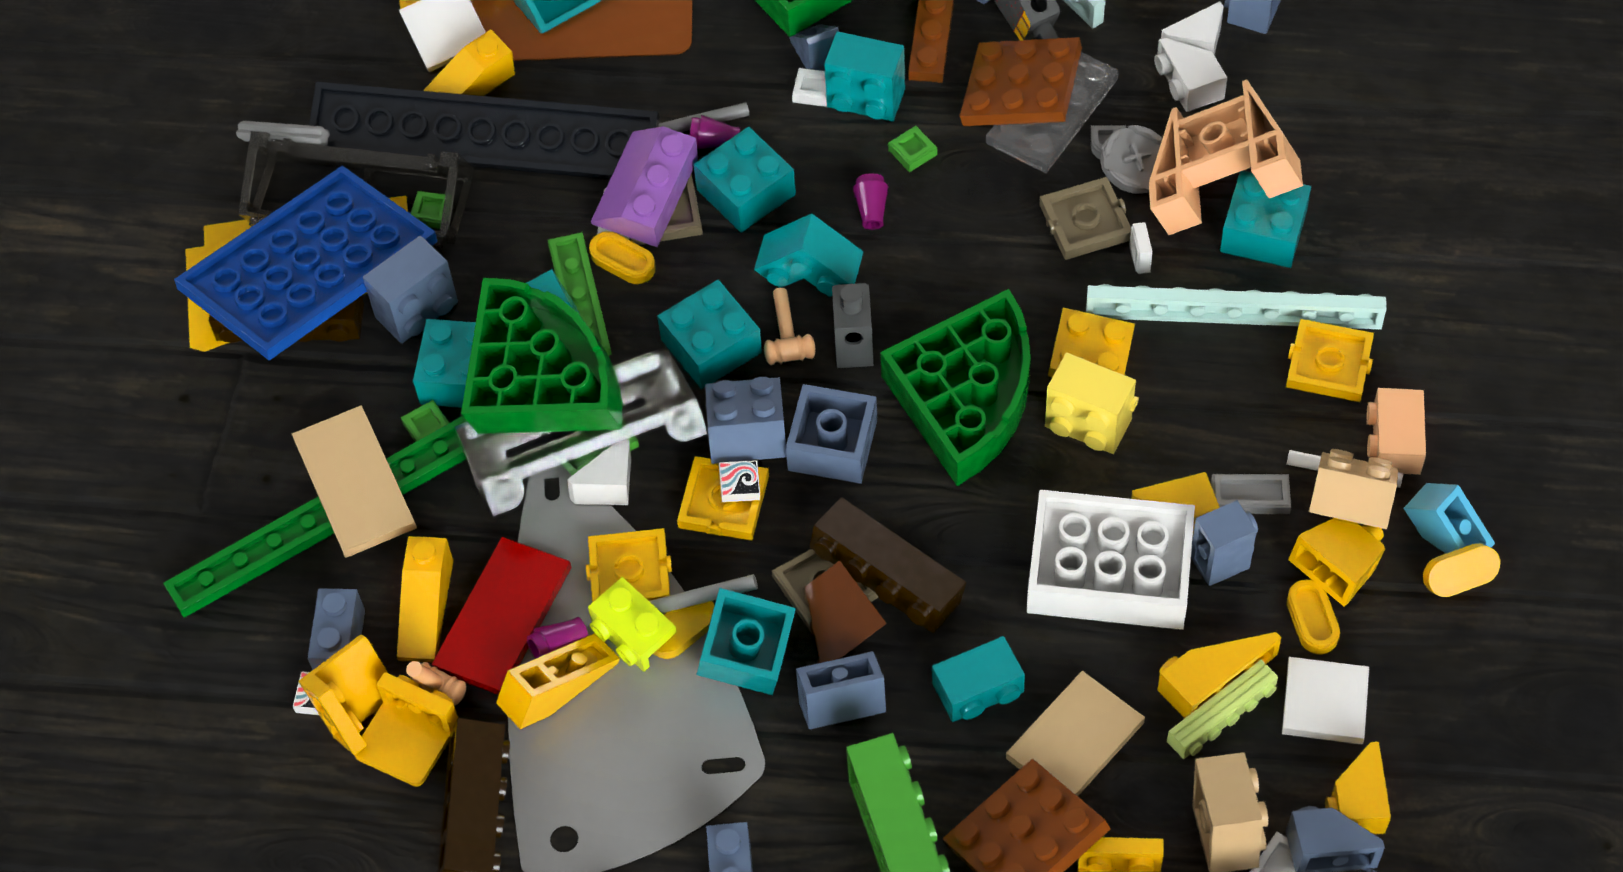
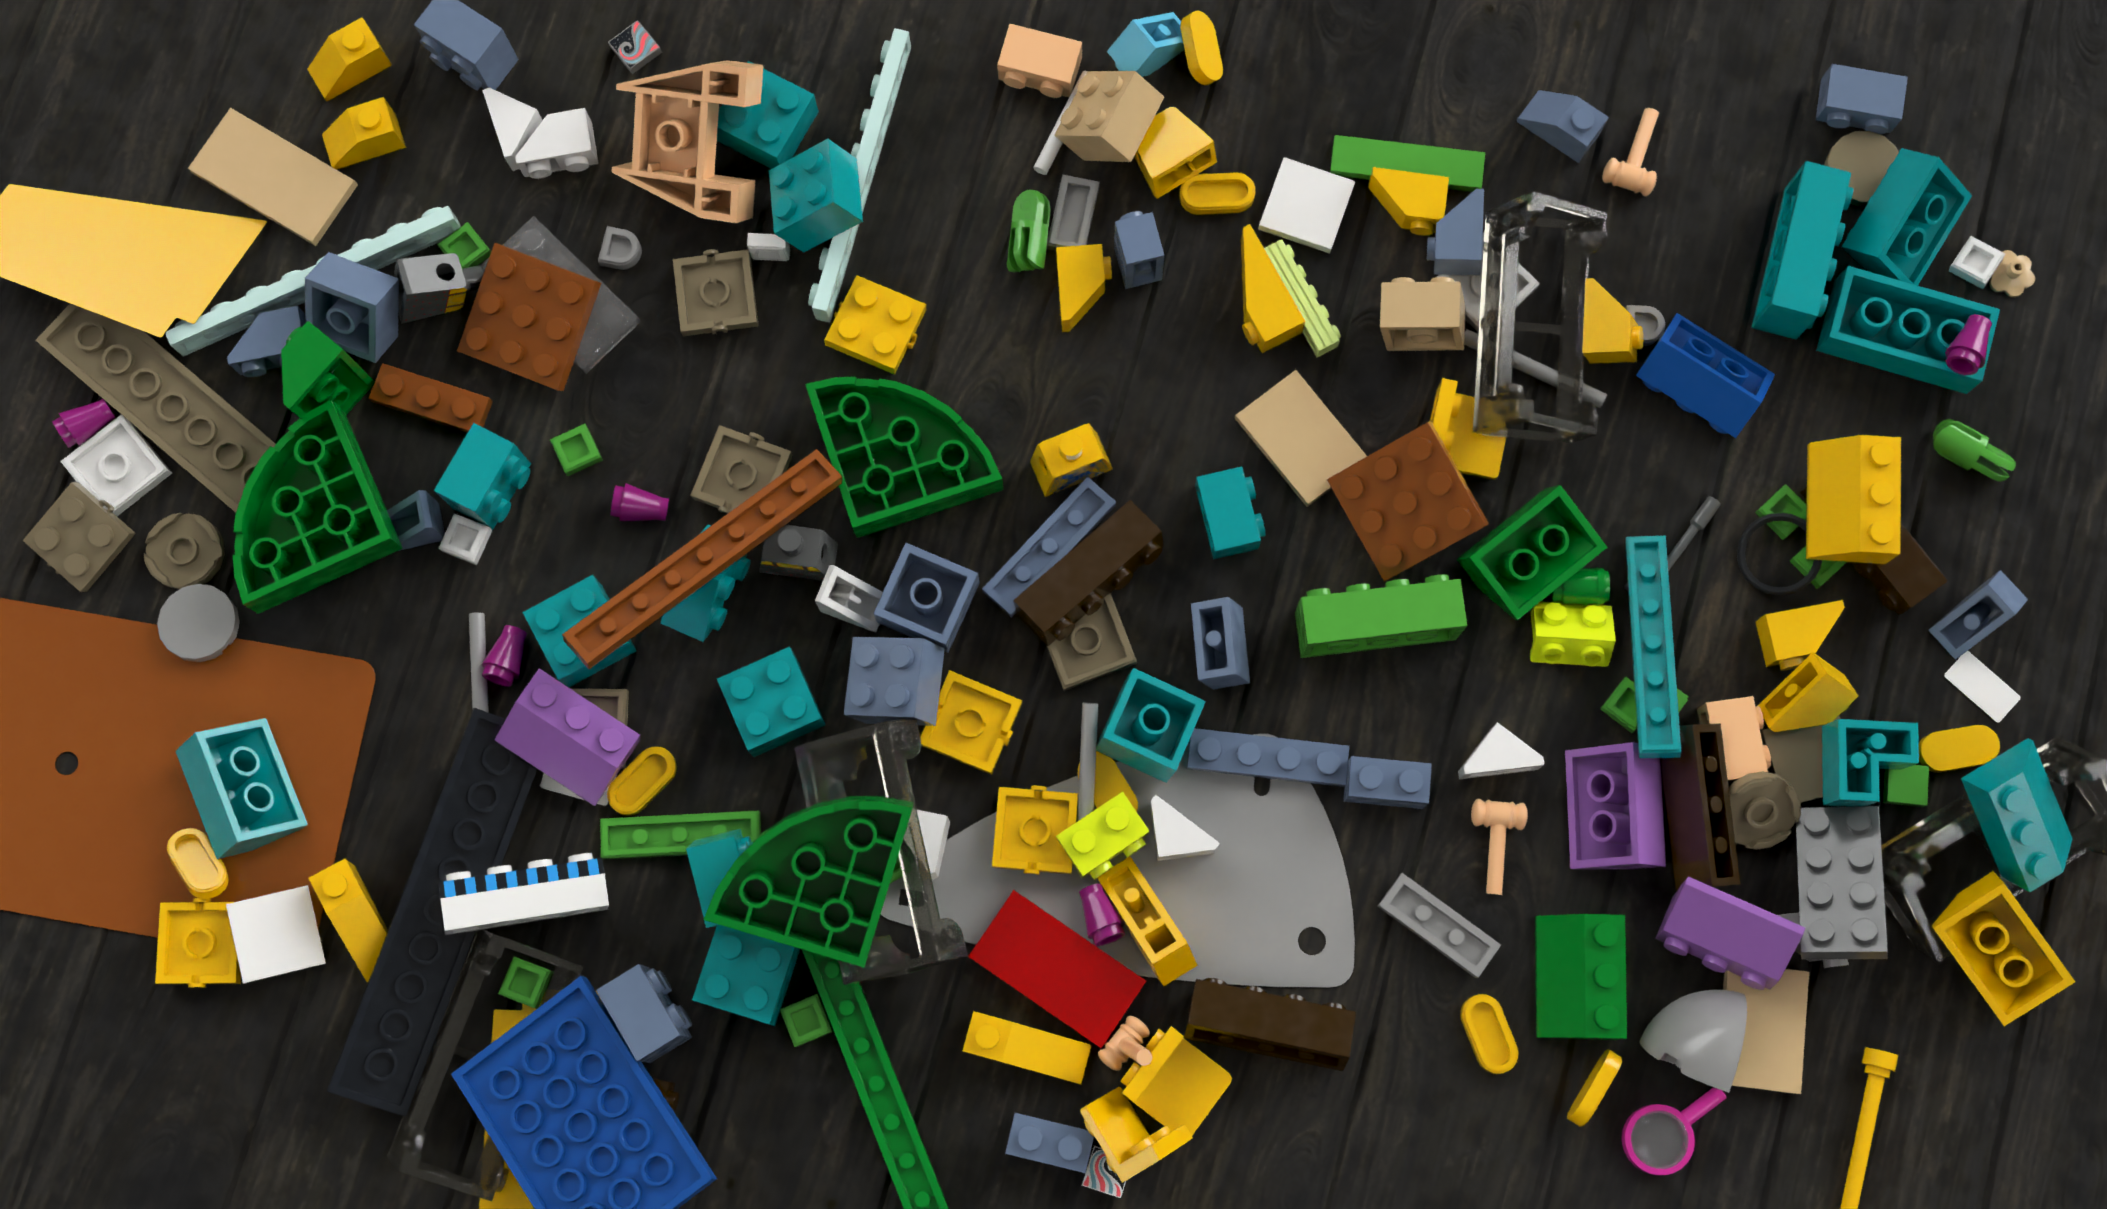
camera: 80 degrees left, 20 degrees up
(298, 133) = (382, 1140): light grey axle -> none
(354, 481) = (872, 1104): tan tile -> none
(501, 182) = (523, 895): none -> white brick
(647, 686) = (1177, 835): none -> white slope
(739, 481) = (964, 700): tile -> none
(739, 758) = (1268, 757): none -> sand blue plate
(788, 346) = (802, 624): light nougat piece -> none
(819, 229) = (701, 559): none -> dark orange plate
(820, 363) = (848, 598): none -> white slope
(839, 613) = (1134, 630): reddish brown slope -> none
(918, 272) = (738, 469): none -> dark tan plate
(932, 539) = (1050, 543): none -> sand blue plate
(994, 523) = (1069, 459): none -> yellow torso
(1079, 26) = (466, 245): none -> bright green tile
(1090, 403) = (954, 338): light yellow brick -> none
(1111, 559) = (1130, 357): white slope -> none
(1130, 157) = (653, 228): light grey tile -> none
(1195, 262) = (815, 195): none -> teal brick
(1219, 454) = (1029, 232): none -> bright green arm
(1304, 112) = (634, 47): none -> tile
(1330, 360) = (943, 102): yellow plate -> none
(1409, 823) = (1357, 157): none -> bright green tile

